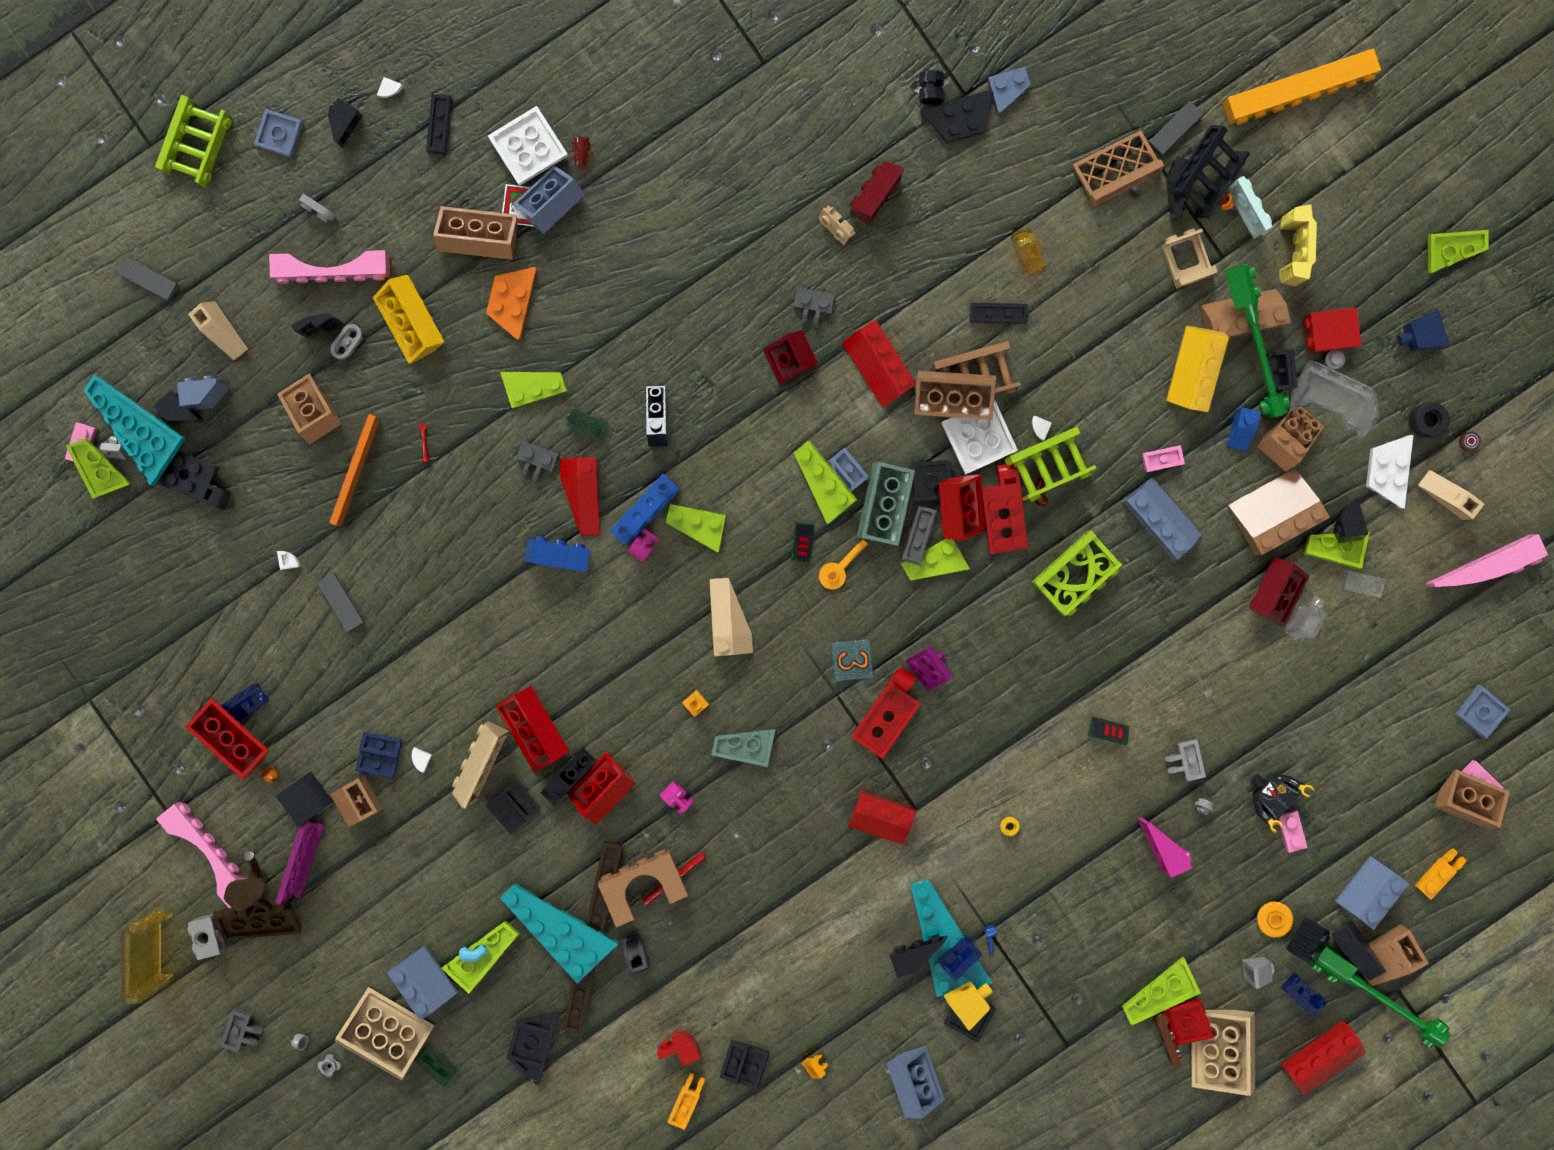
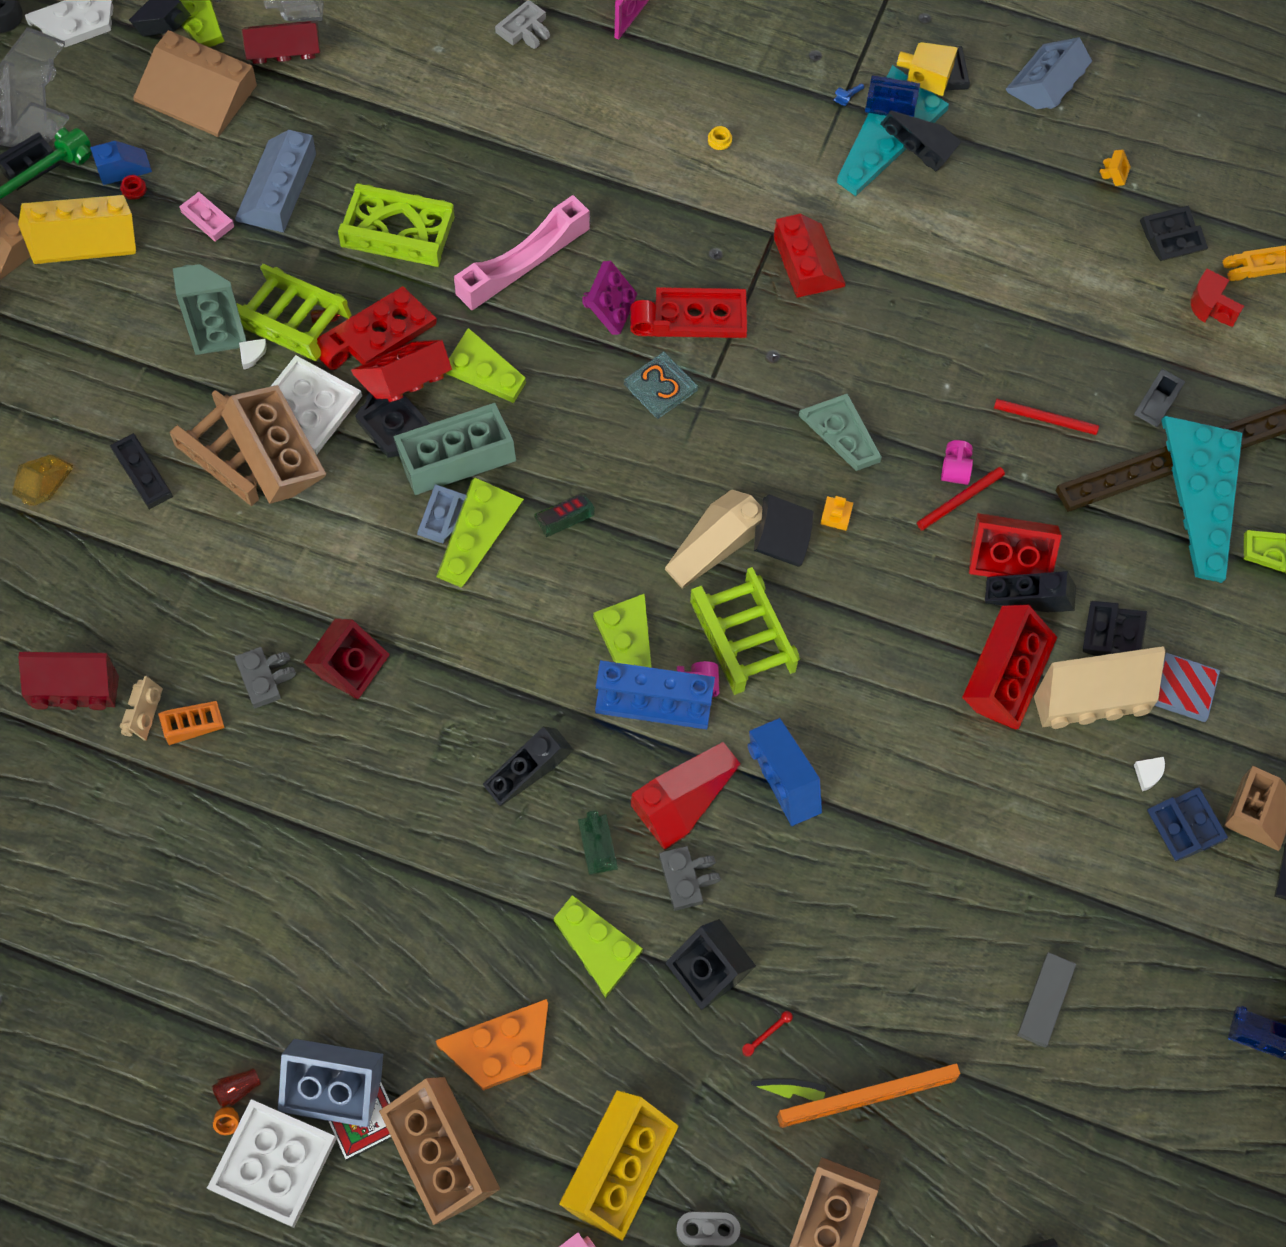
camera: 125 degrees left, 25 degrees down
(287, 560) = (1049, 1107): white tile -> none
(390, 433) = (788, 1087): none -> sticker
(454, 821) = (1187, 687): none -> tile
(478, 438) = (710, 963): none -> black slope
(566, 136) = (229, 1123): none -> orange hinge
(655, 784) = (960, 498): none -> red bar
(661, 867) = (1103, 458): medium nougat arch -> none
(668, 579) = (727, 650): none -> lime fence
(700, 659) = (783, 530): none -> black slope
(813, 231) = (179, 714): none -> orange slope
(833, 574) = (577, 461): light orange piece -> none
(879, 363) = (288, 556): red slope -> none
(919, 535) = (466, 396): dark grey tile -> none
(1001, 652) = (487, 278): none -> bright pink arch
(1075, 405) = (208, 309): none -> sand green slope
(1108, 731) = (548, 107): slope -> none
(1223, 426) = (128, 185): none -> red plate
(1291, 438) = (105, 113): medium nougat slope -> none

